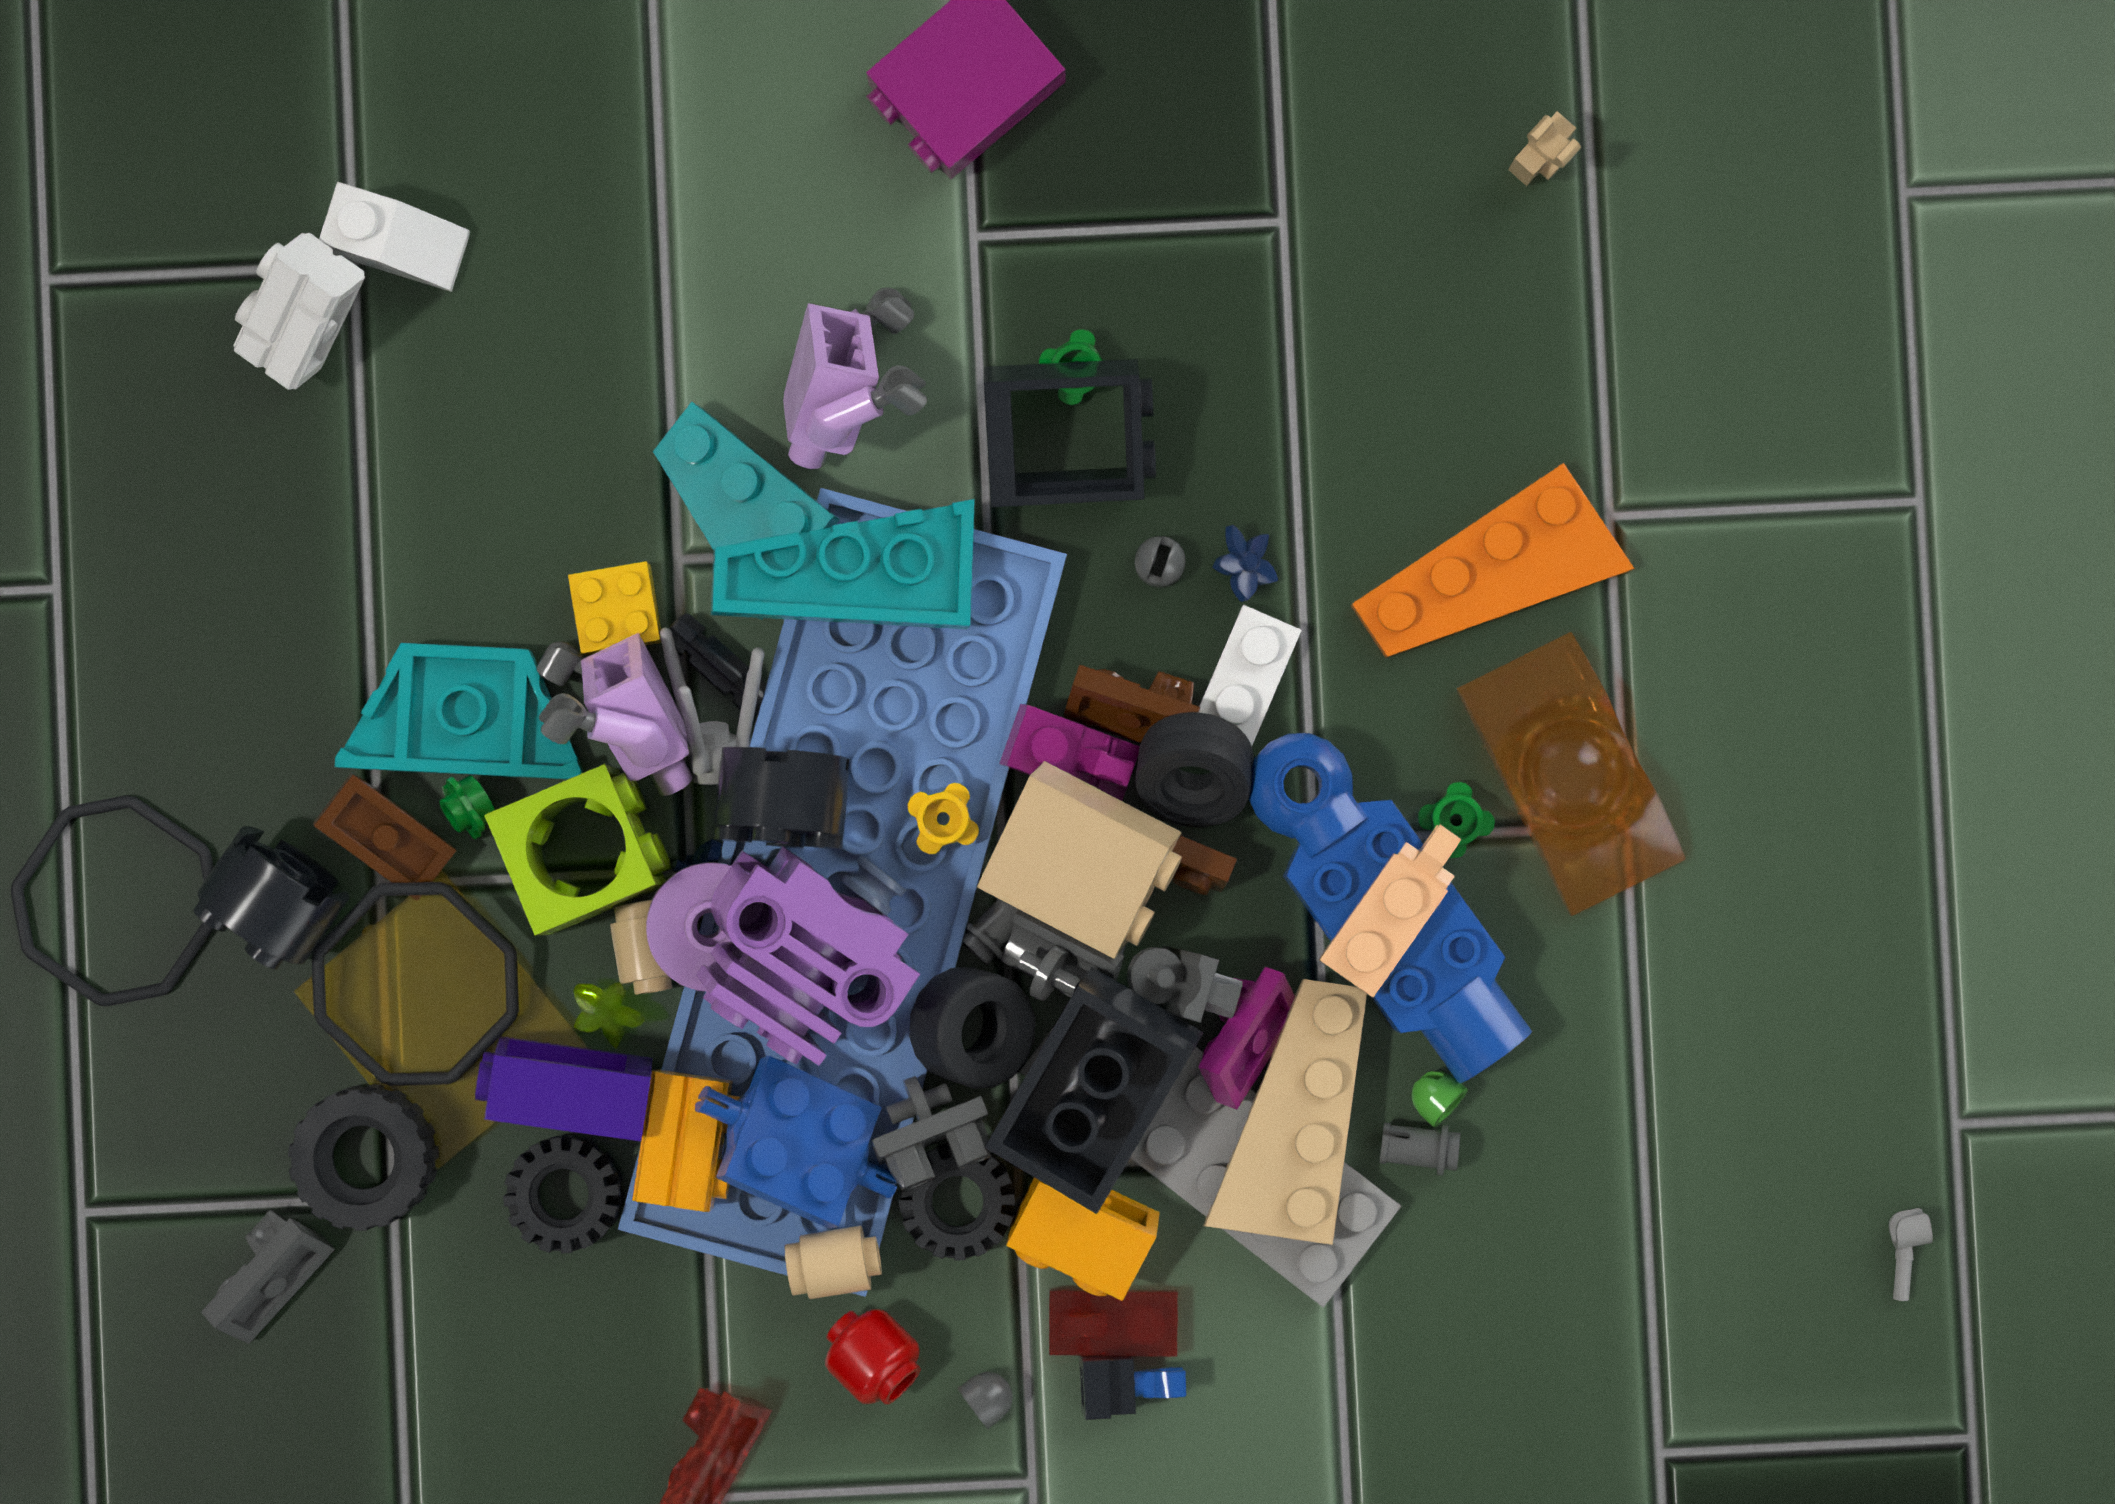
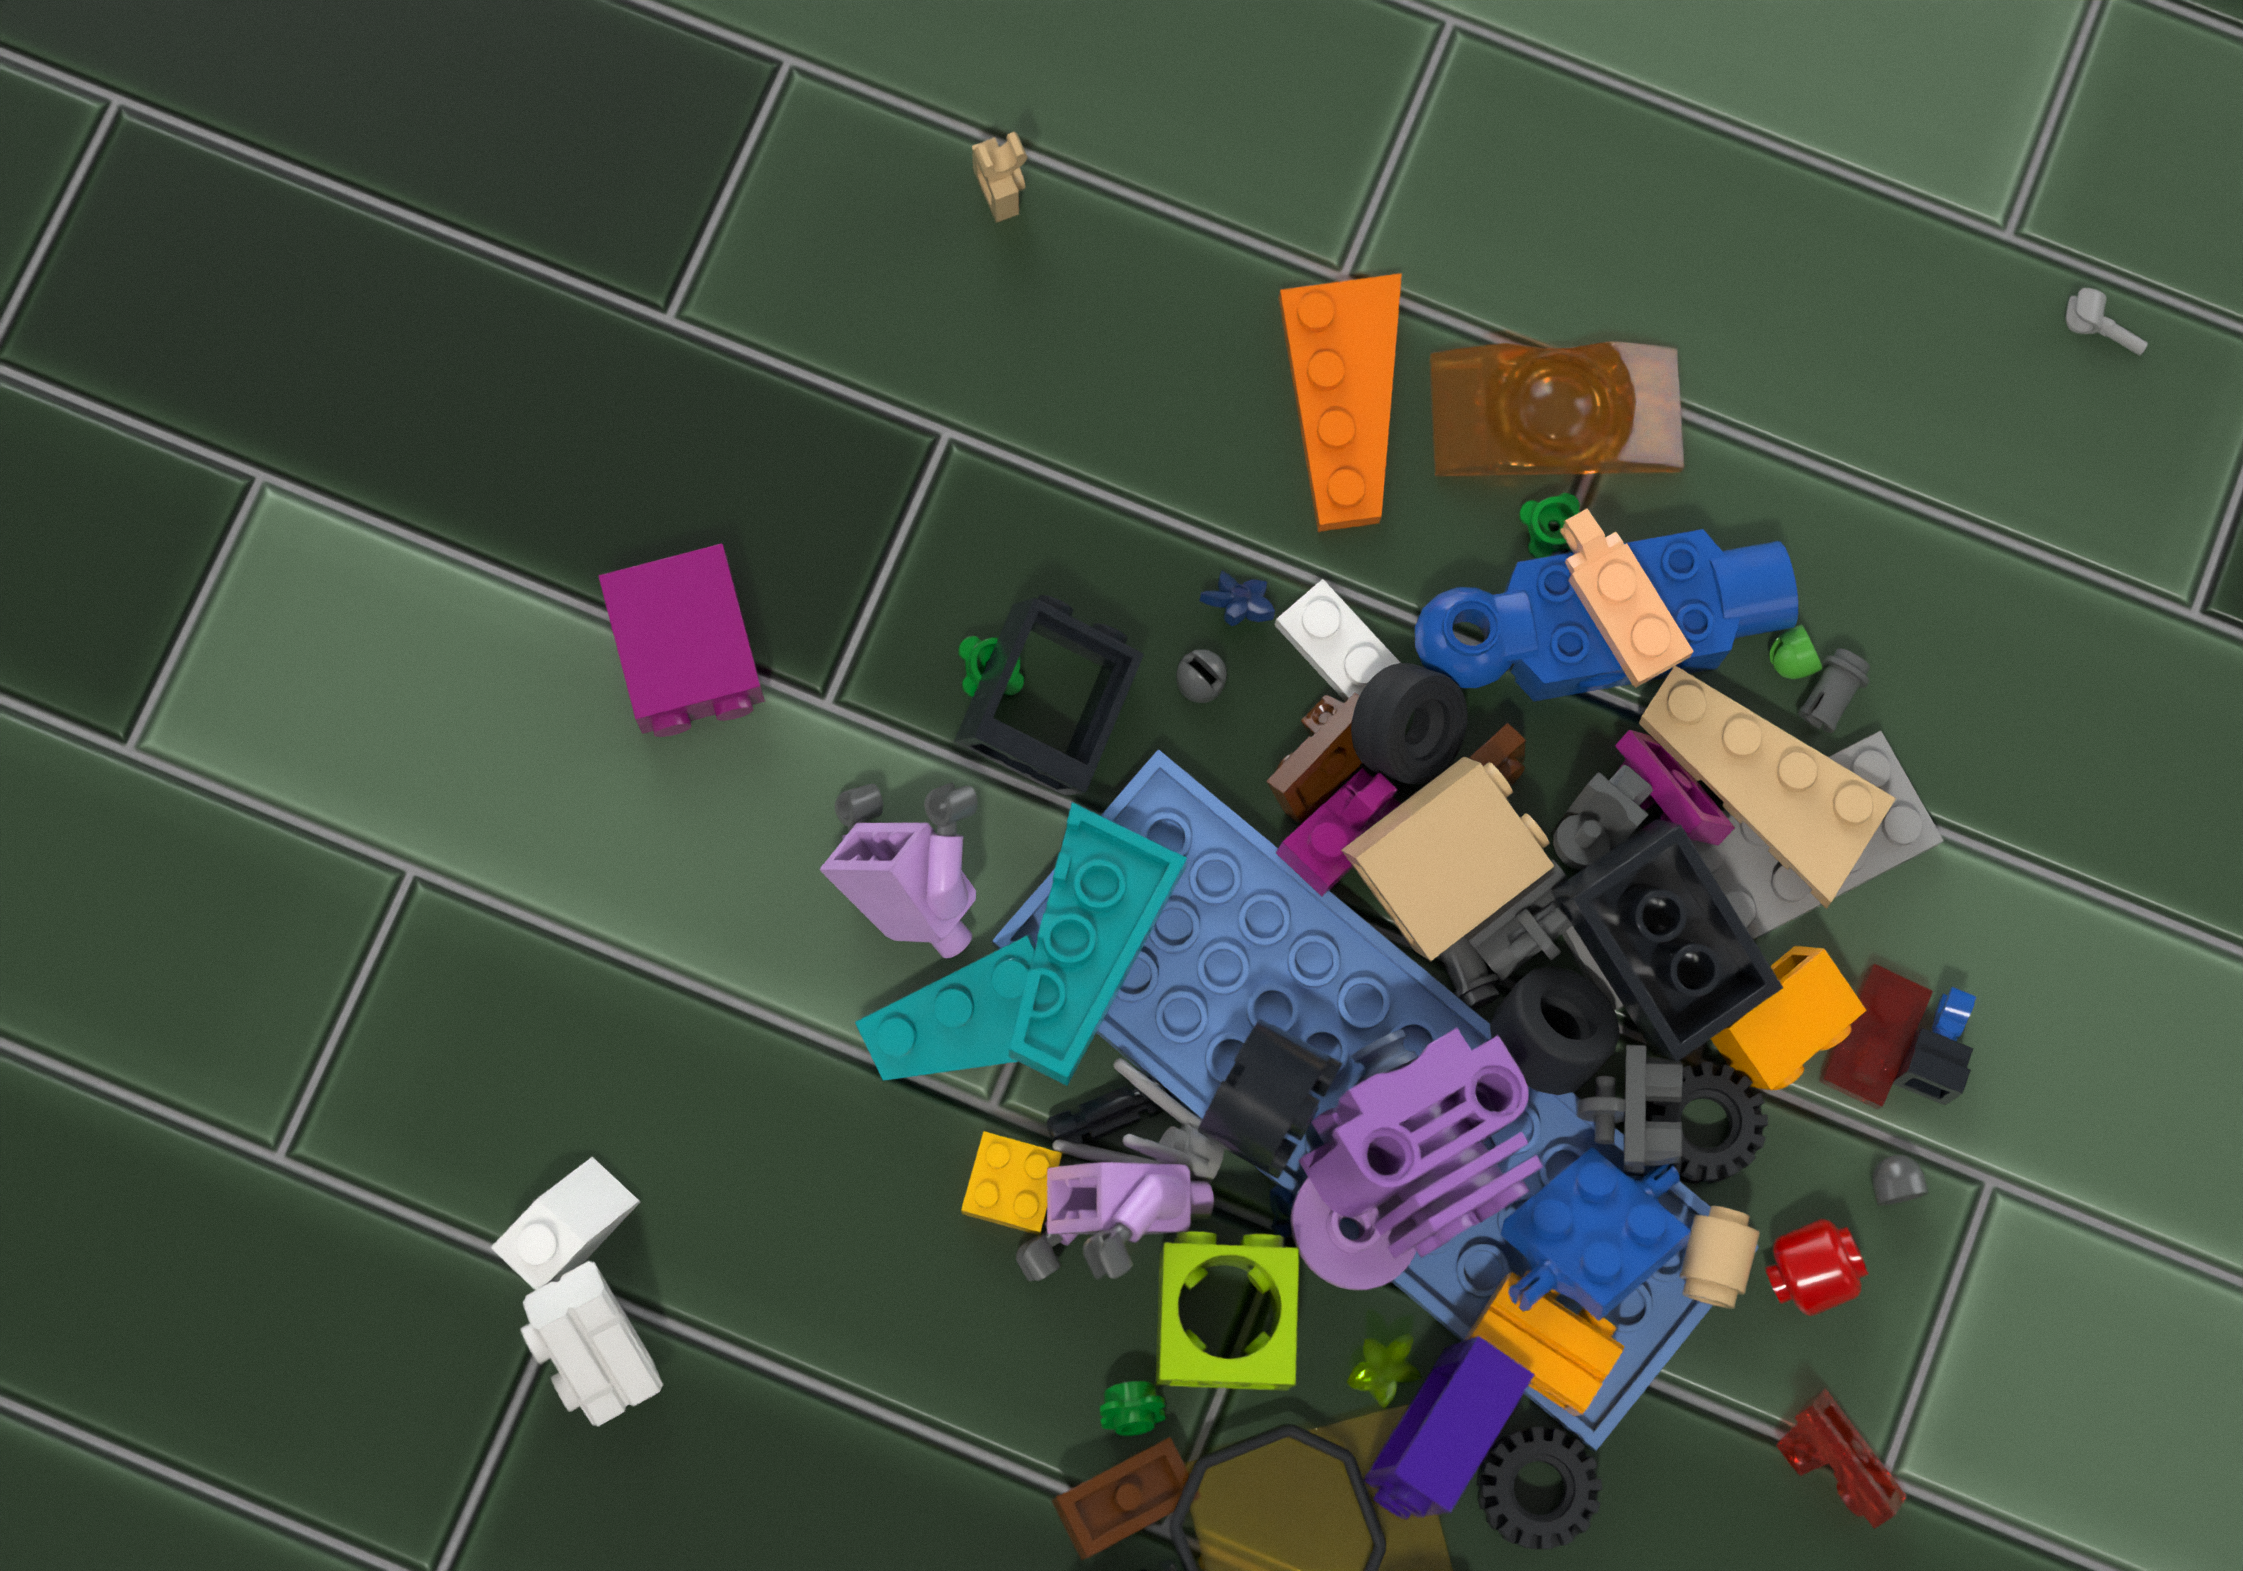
camera: 75 degrees left, 10 degrees down
(459, 715) = (1044, 1374): teal wing -> none
(632, 950) = (1340, 1309): tan brick -> none
(958, 829) = (1366, 959): yellow plate -> none

